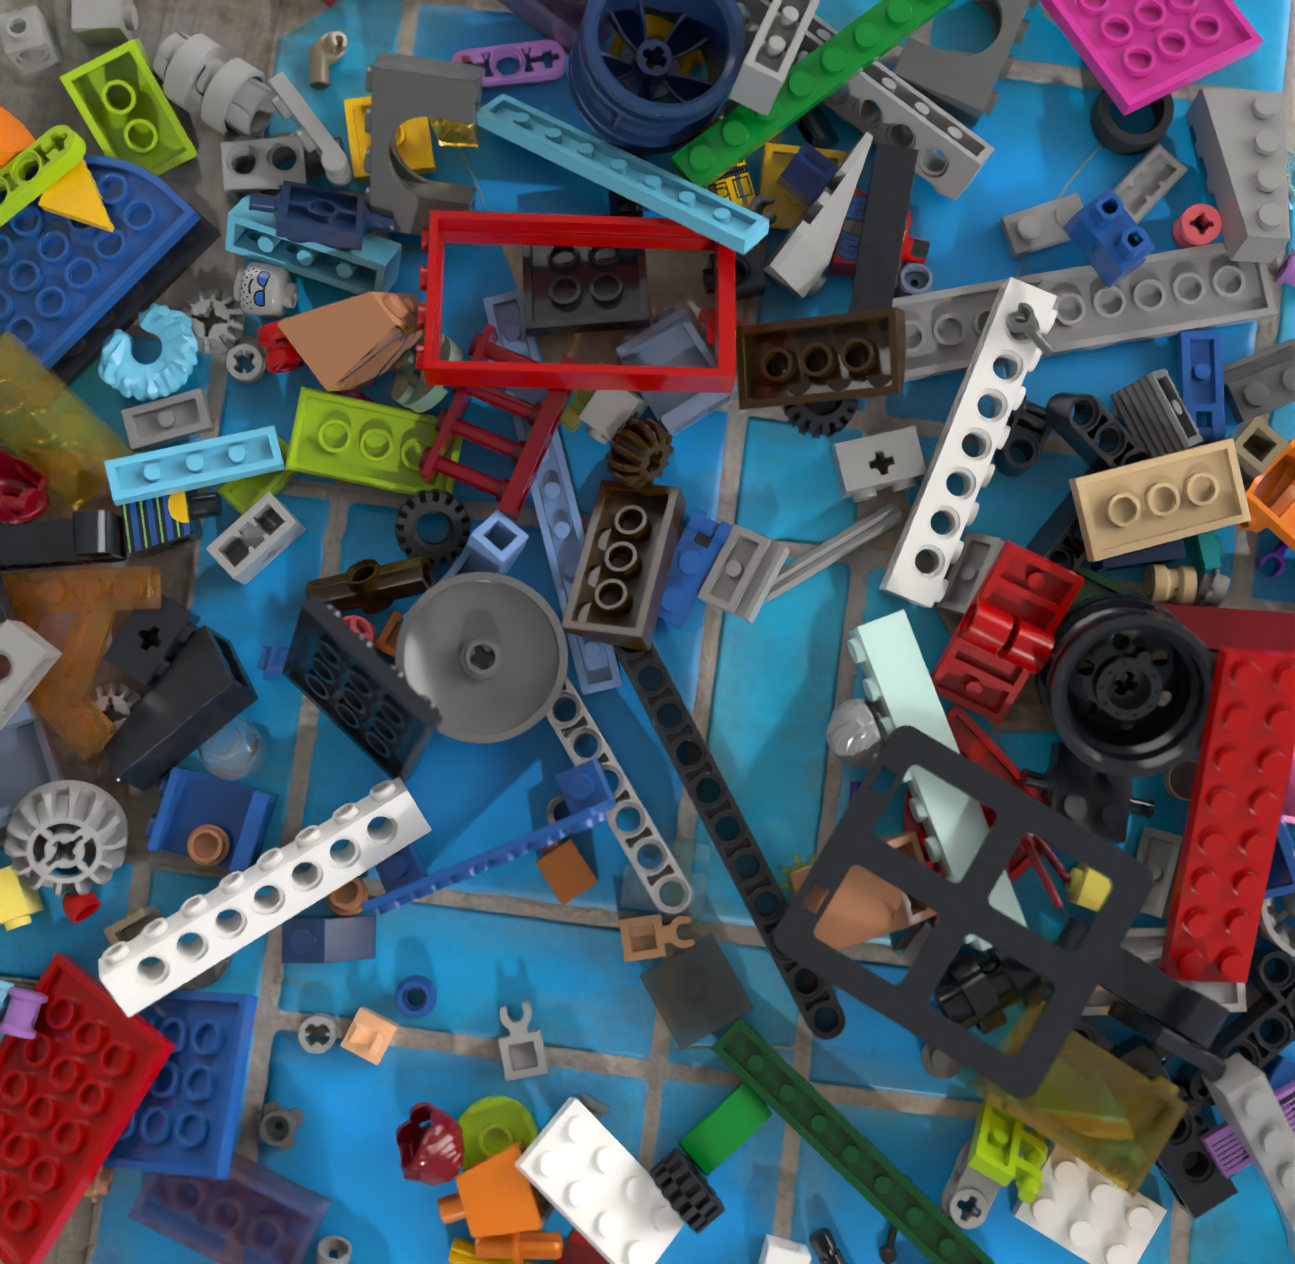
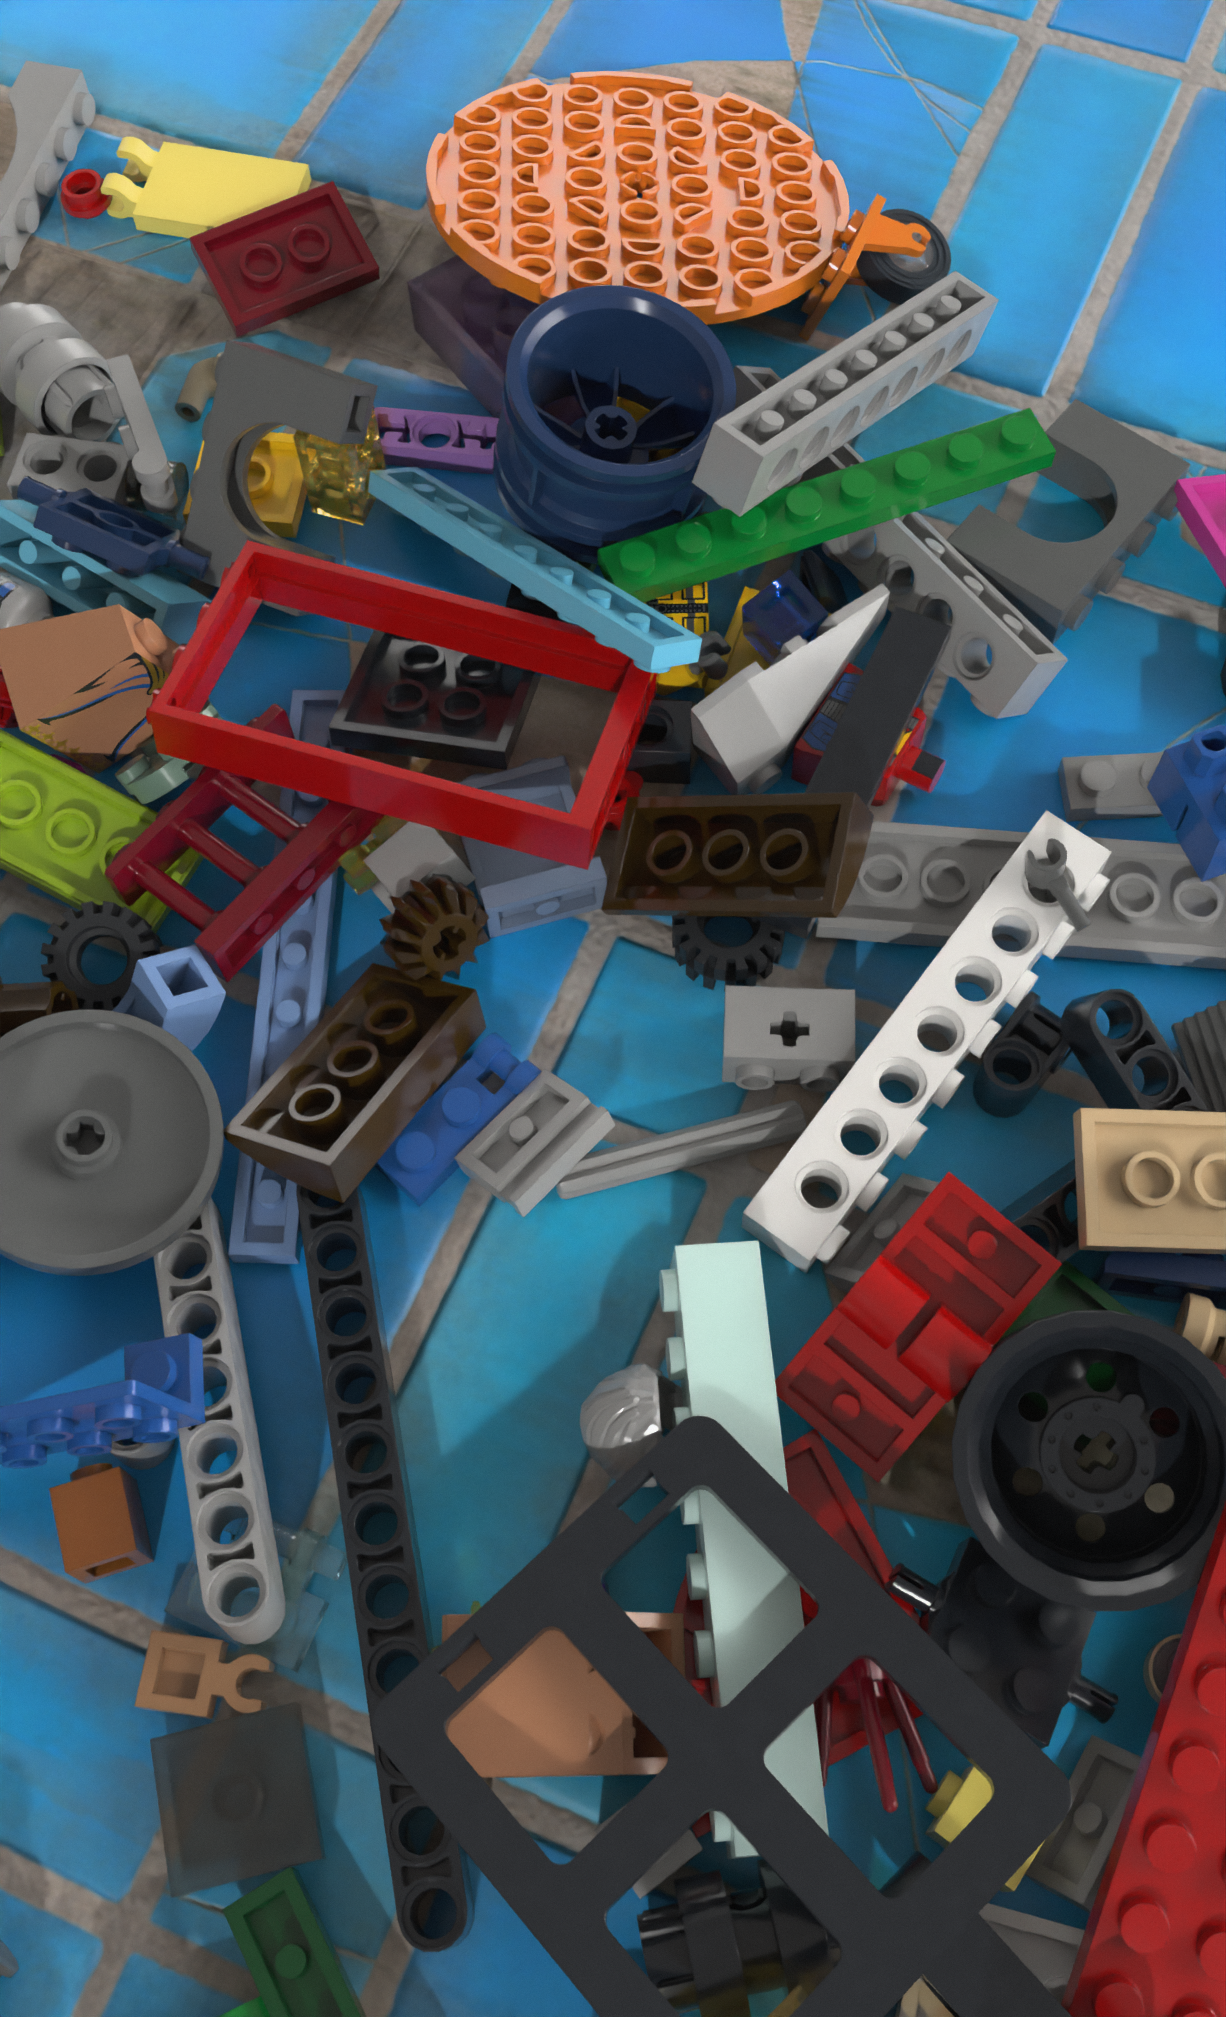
camera: 25 degrees right, 20 degrees down
(914, 272) = (912, 805): sand blue plate -> none

